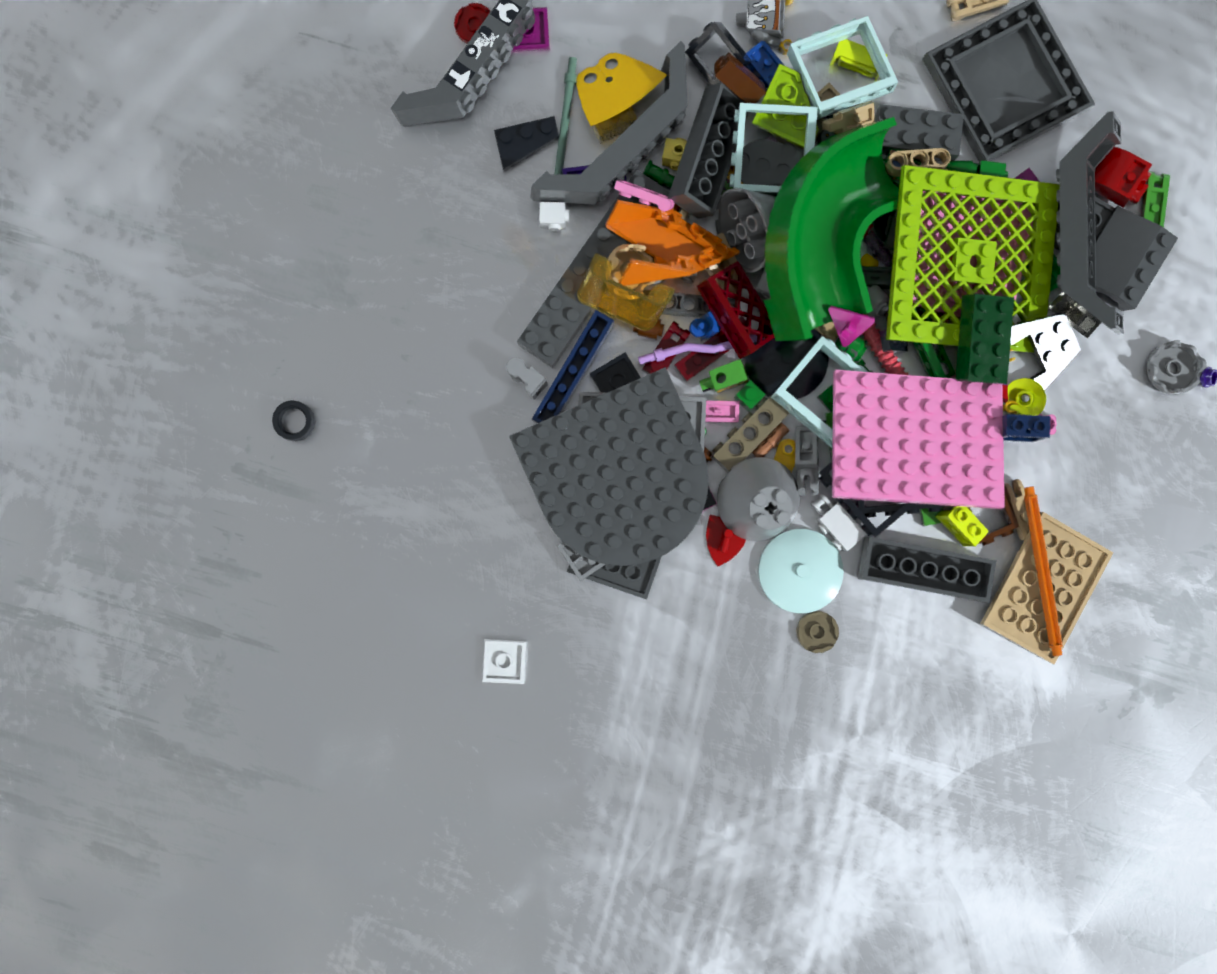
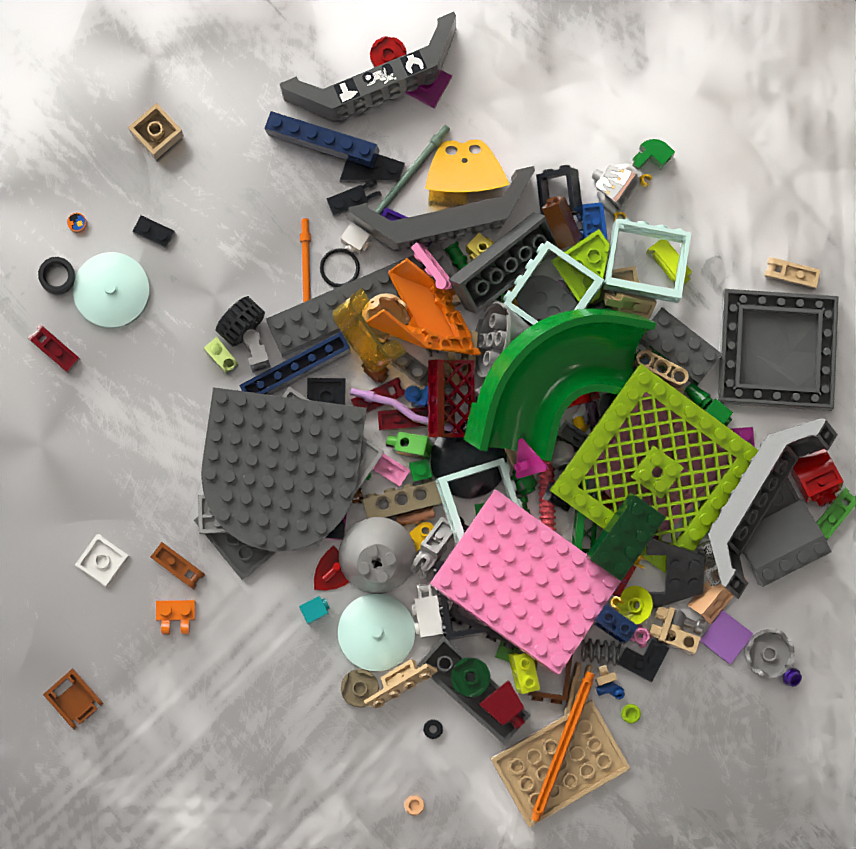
camera: 25 degrees right, 5 degrees down
(281, 359) = (76, 222): none -> tile
(301, 227) = (156, 131): none -> tan brick
(335, 491) = (54, 349): none -> dark red plate
(354, 403) = (111, 290): none -> light aqua dish
(359, 324) = (153, 231): none -> black plate
(463, 139) = (322, 139): none -> dark blue brick
(492, 357) = (238, 319): none -> black tyre
(495, 401) = (221, 355): none -> yellowish green leg
(505, 244) = (305, 238): none -> orange bar
(521, 184) = (355, 196): none -> black hinge
(540, 238) = (334, 251): none -> black tyre
(562, 806) = (76, 701): none -> dark orange container
(577, 622) = (176, 565): none -> dark orange plate
(602, 665) = (175, 611): none -> orange plate
(731, 585) = (314, 609): none -> teal brick
(853, 601) = (399, 680): none -> tan bracket
(908, 562) = (473, 666): none -> dark green plate
(914, 631) = (433, 735): none -> black plate
(934, 708) = (414, 805): none -> light nougat tile
(969, 567) = (504, 705): none -> dark red torso
(1021, 459) = (601, 651): none -> dark grey piece
(1038, 481) = (605, 677): none -> tan tile
(1050, 489) = (611, 688): none -> blue arm
(1069, 444) = (644, 665): none -> black plate
(1072, 402) = (671, 630): none -> tan hips
(1080, 501) = (631, 713): none -> lime tile
(1091, 352) = (711, 601): none -> light nougat panel
(1124, 377) = (726, 637): none -> medium lavender tile

